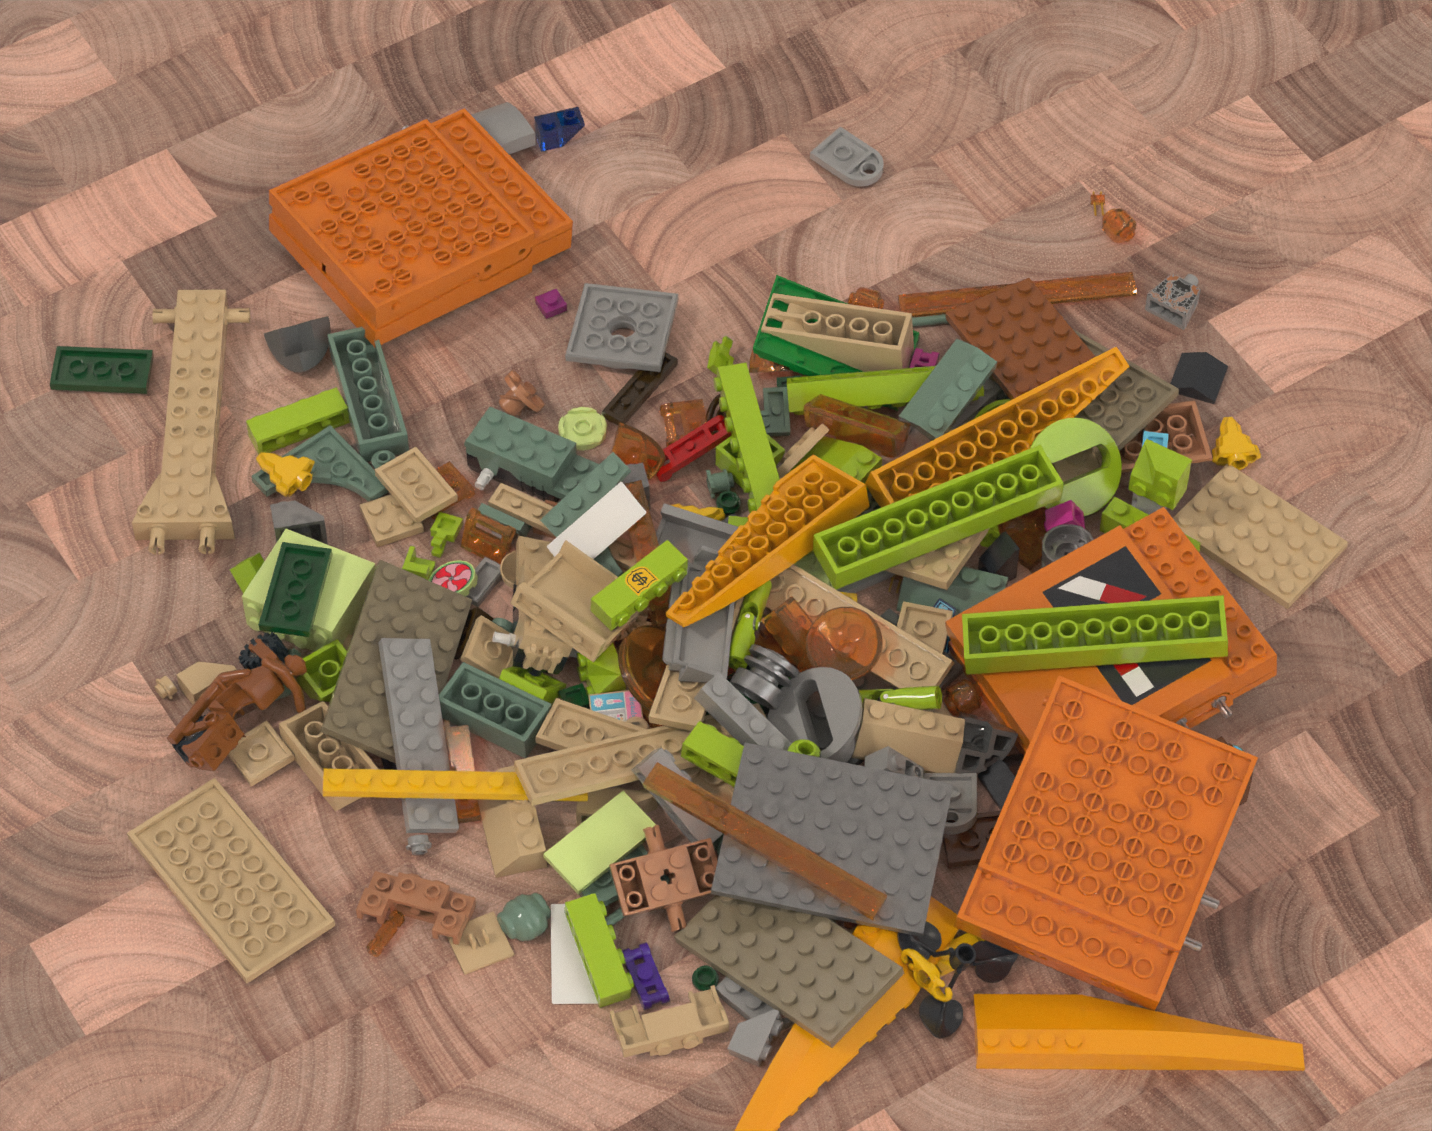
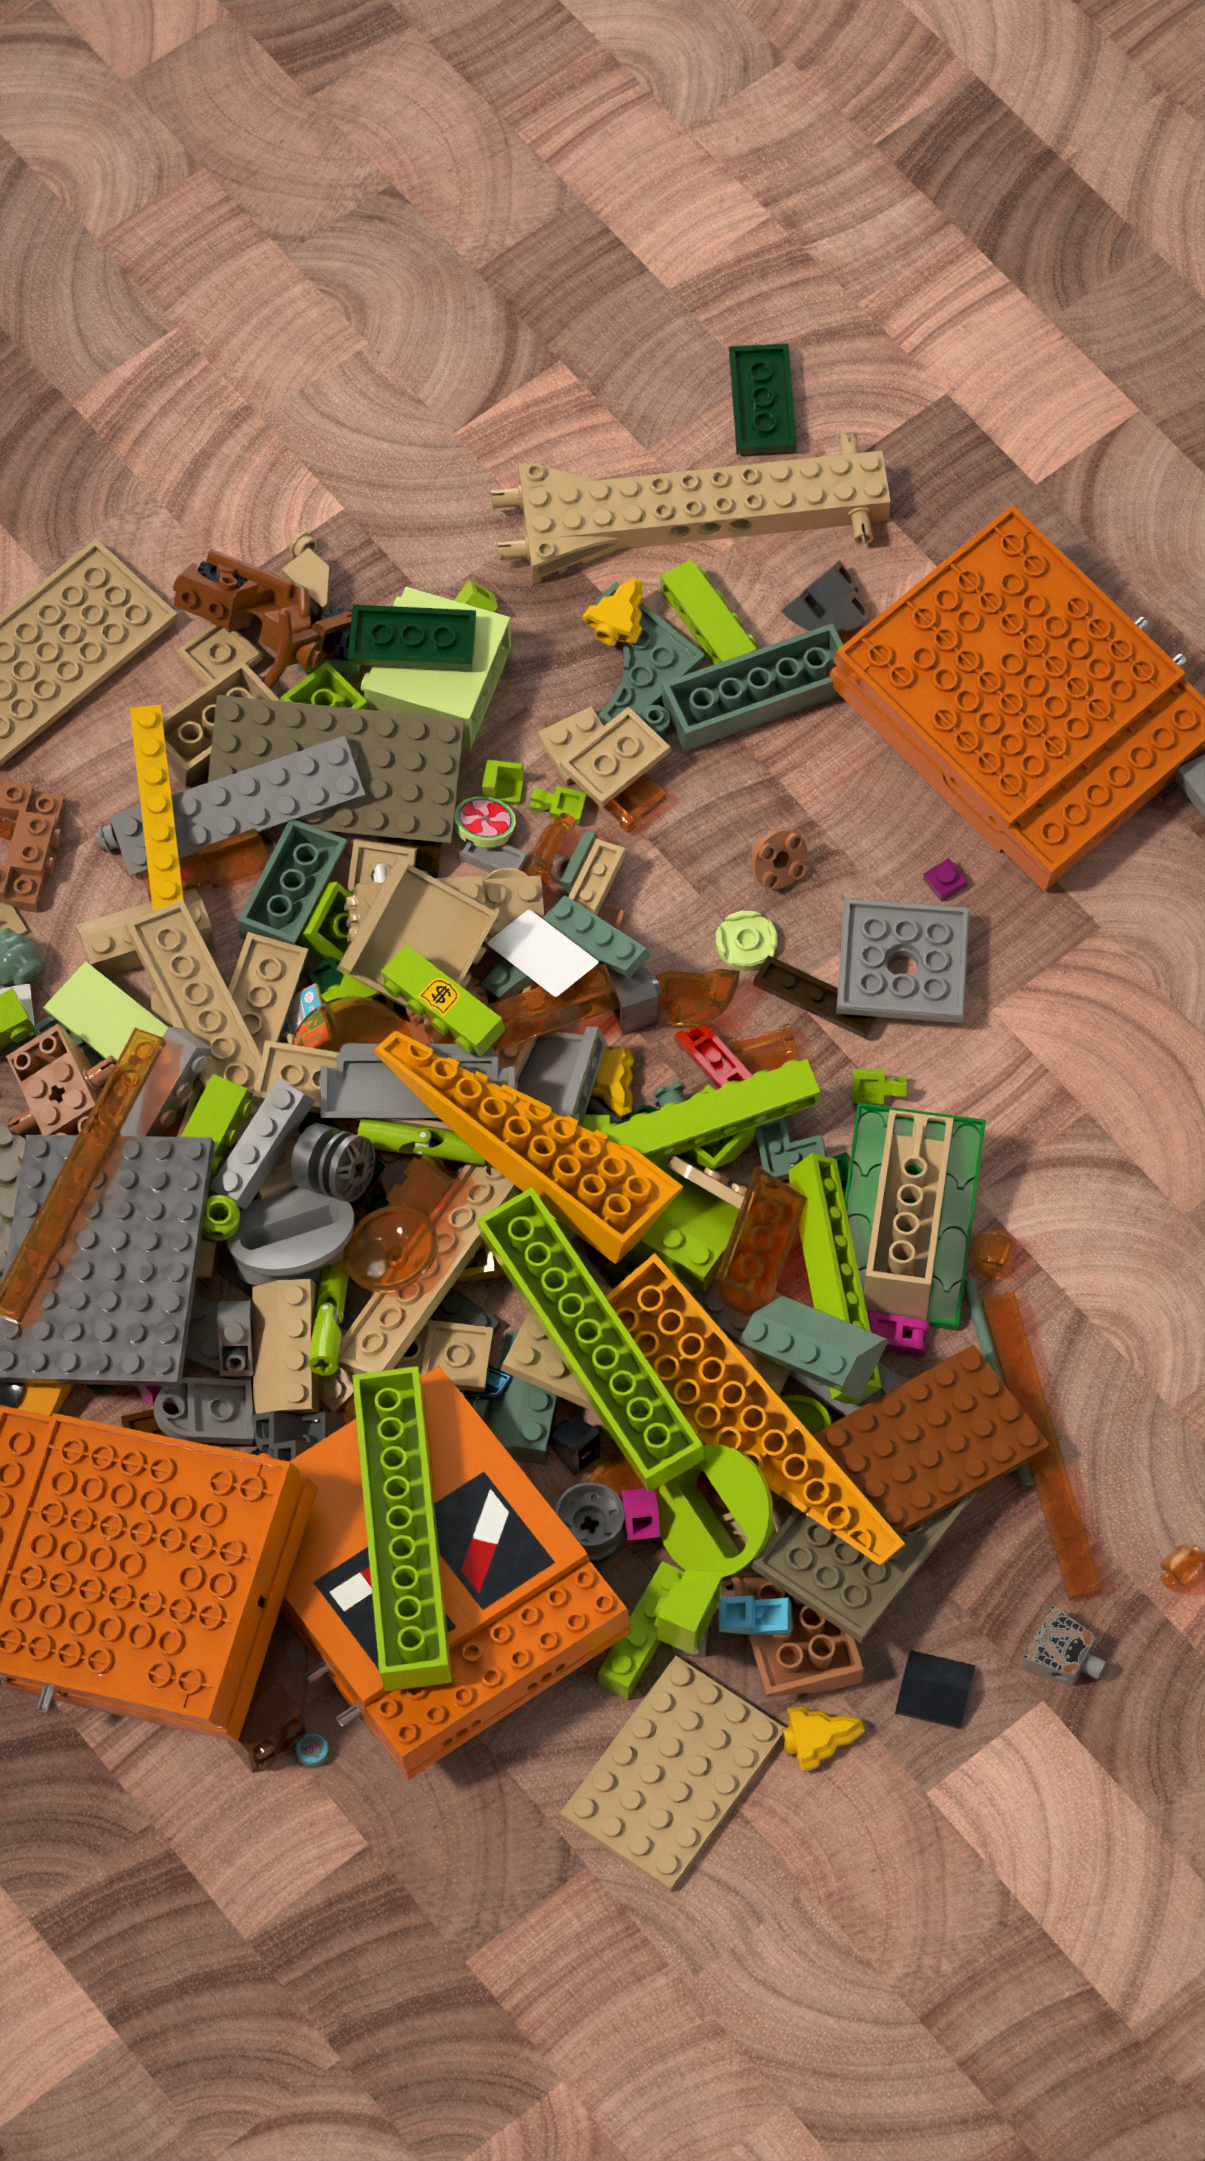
camera: 85 degrees right, 10 degrees up
(299, 519) = (533, 635): flat silver slope -> none
(524, 457) = (671, 876): sand green piece -> none

